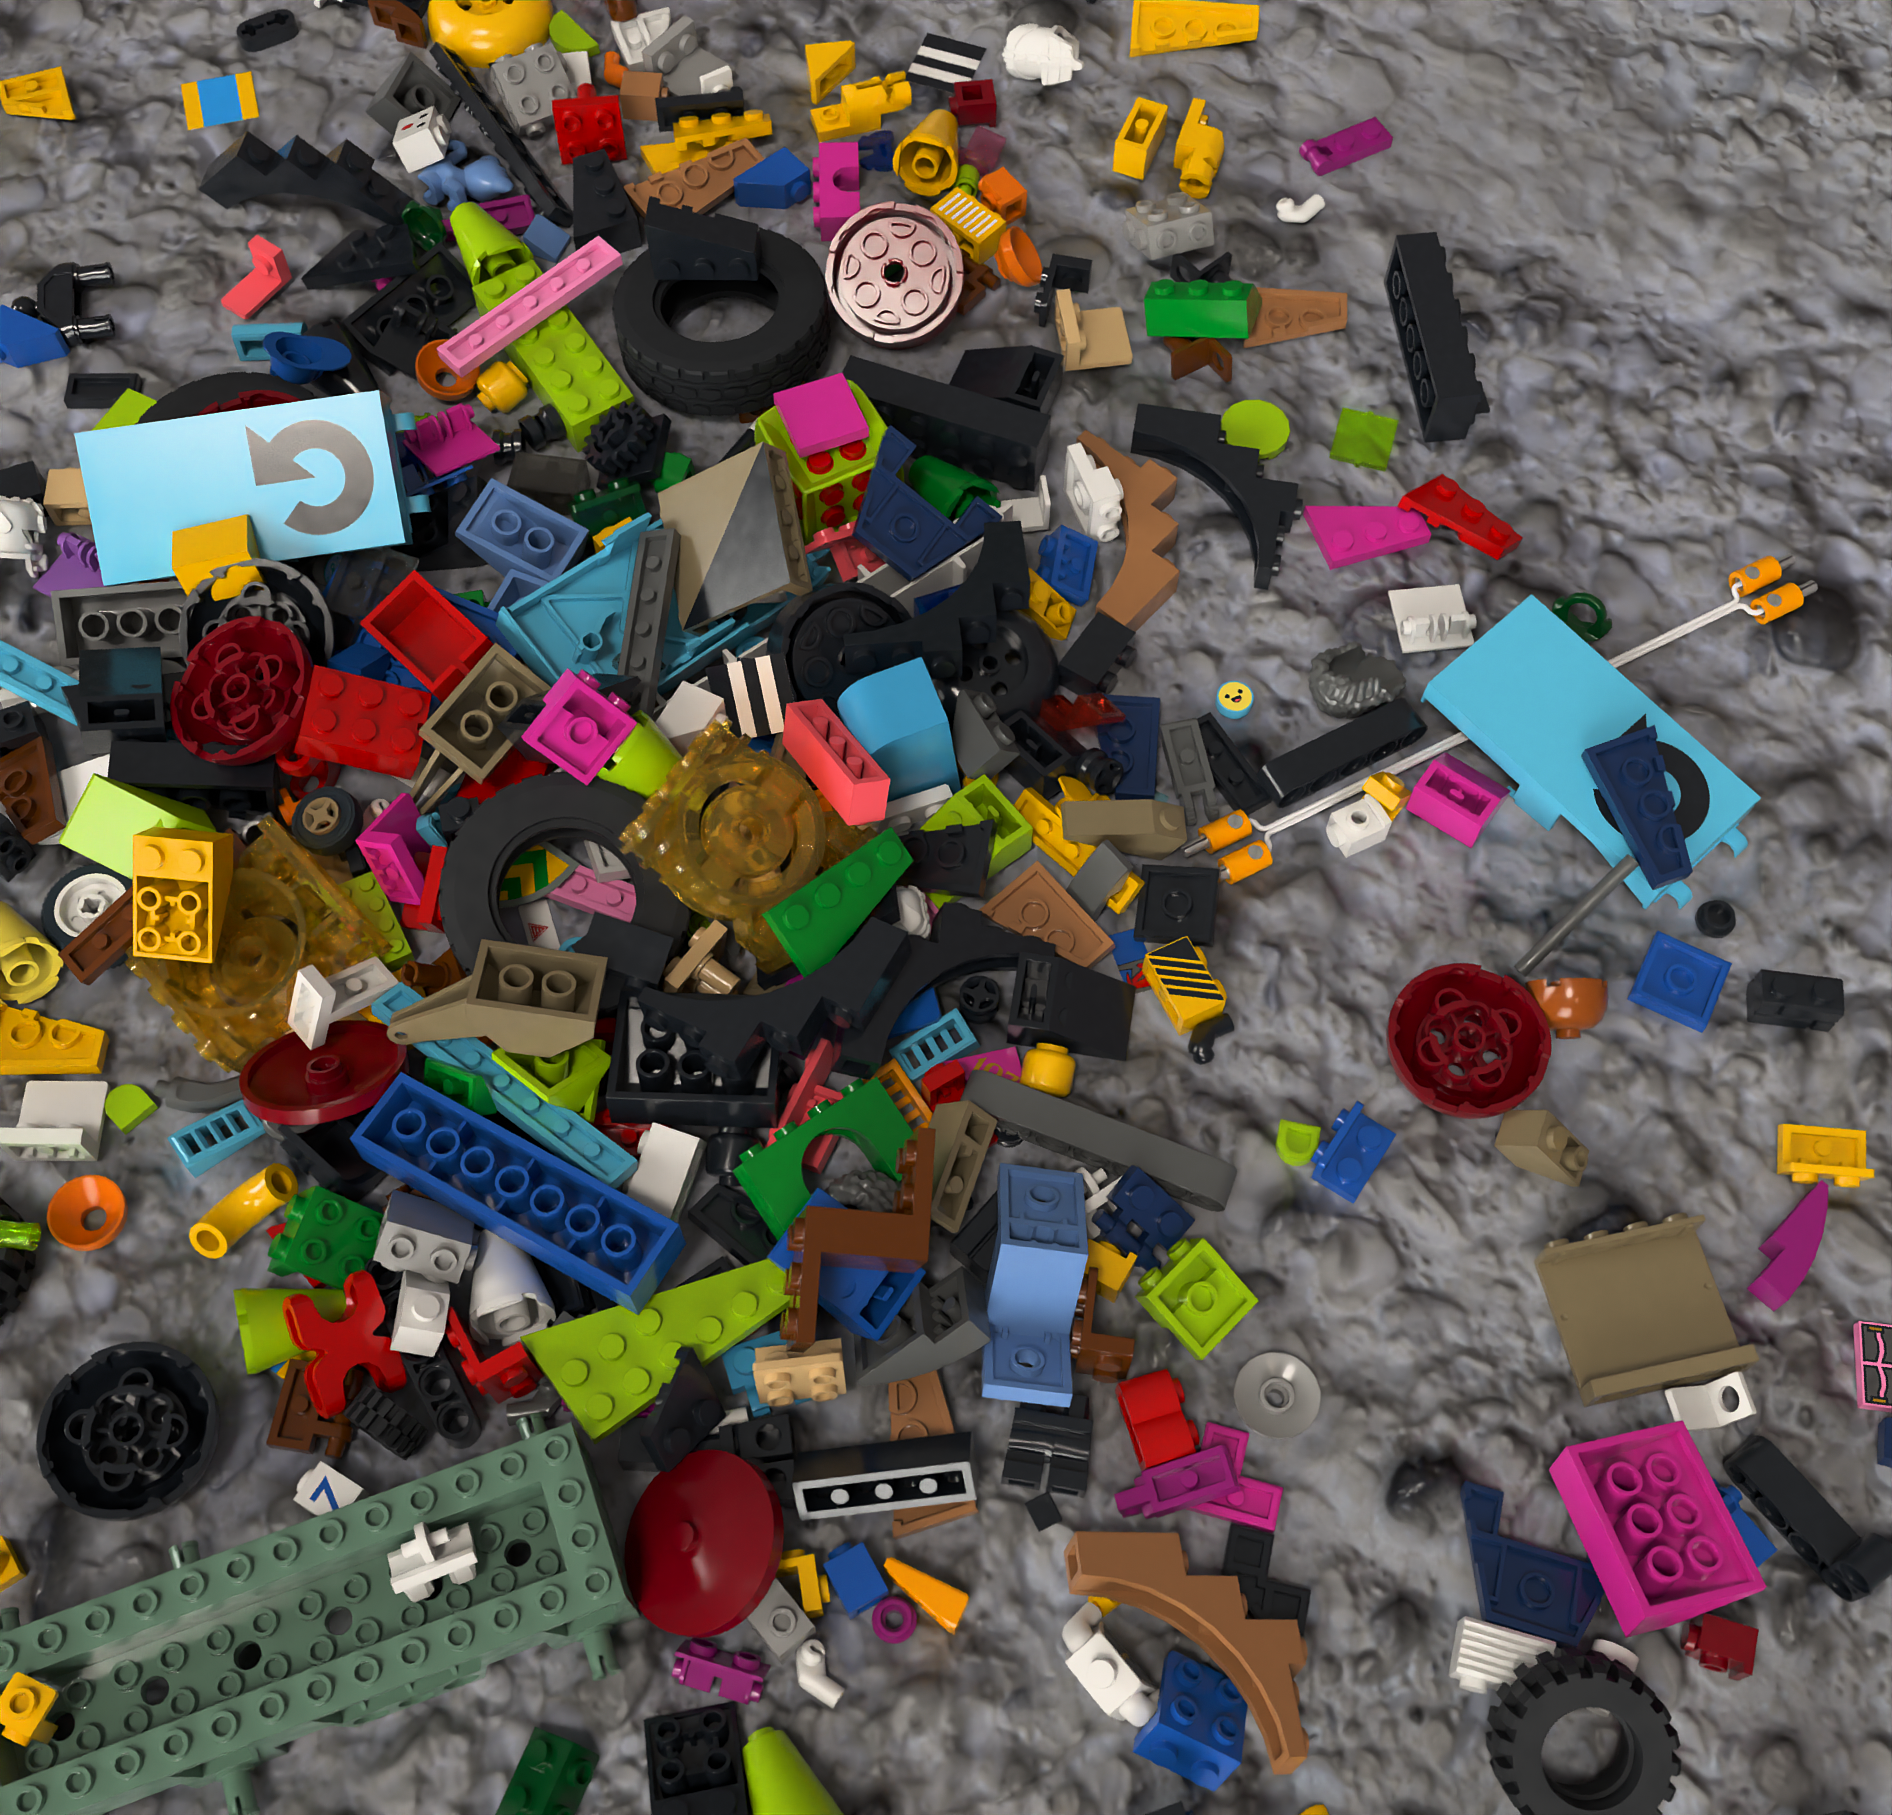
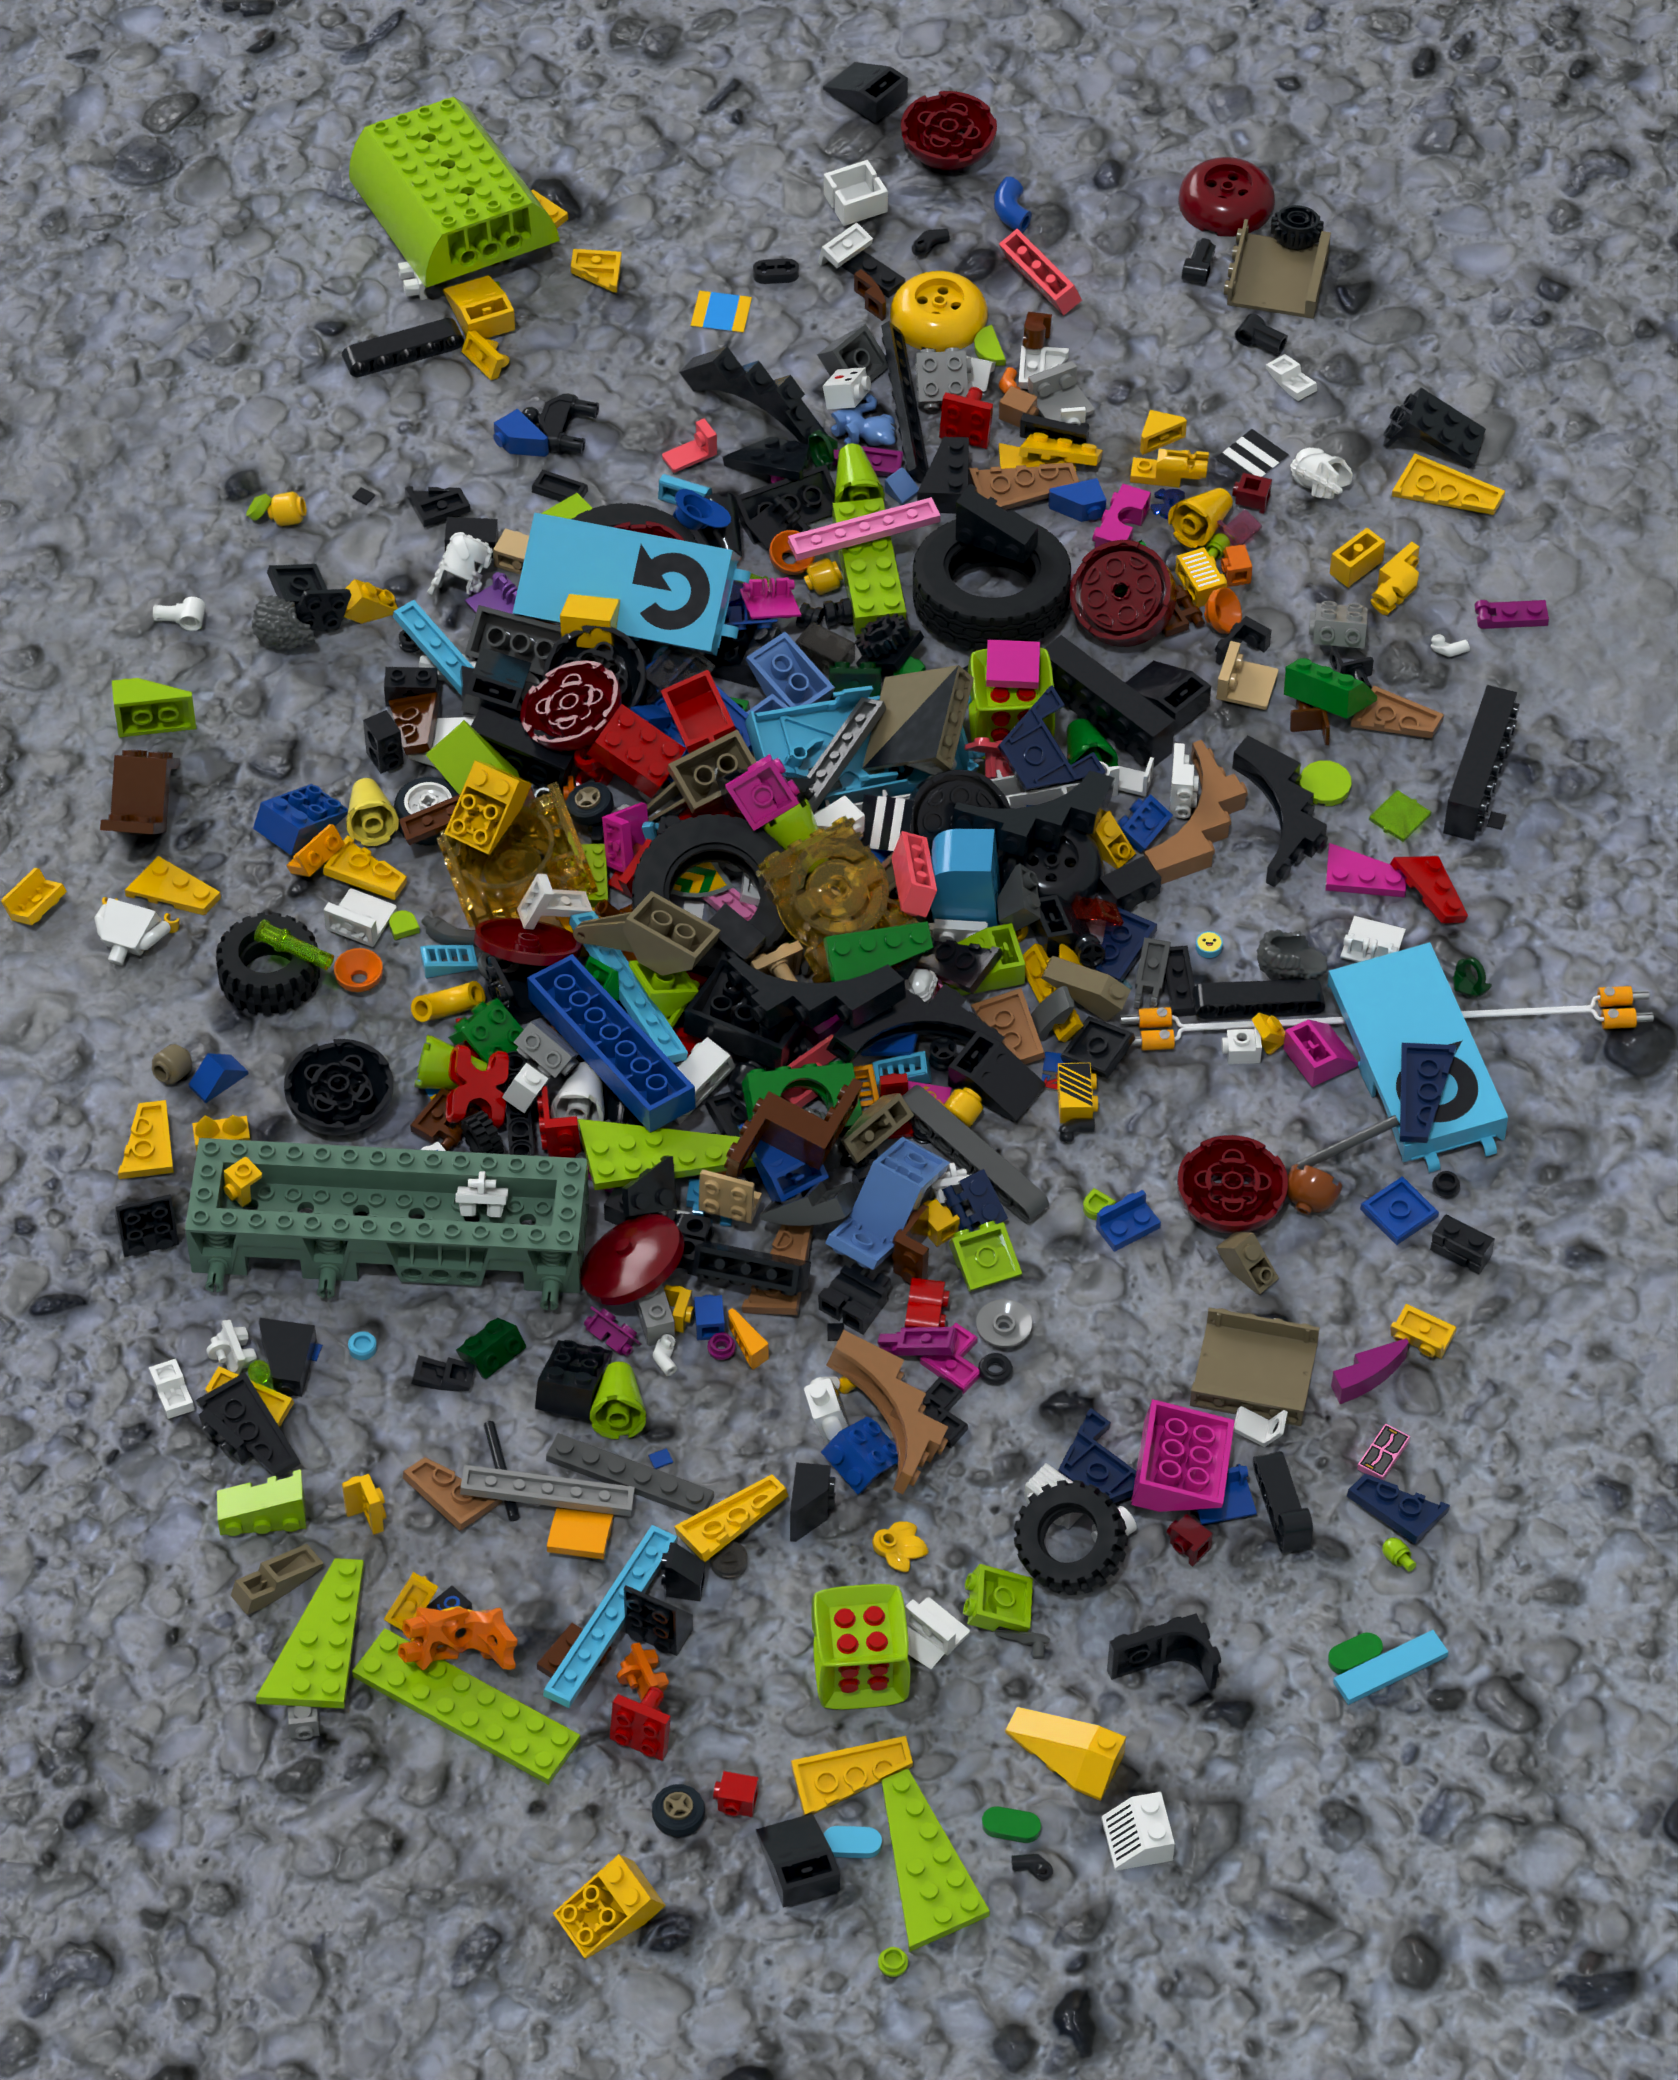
camera: 25 degrees right, 10 degrees down
(1311, 1461) = (995, 1378): none -> black piece

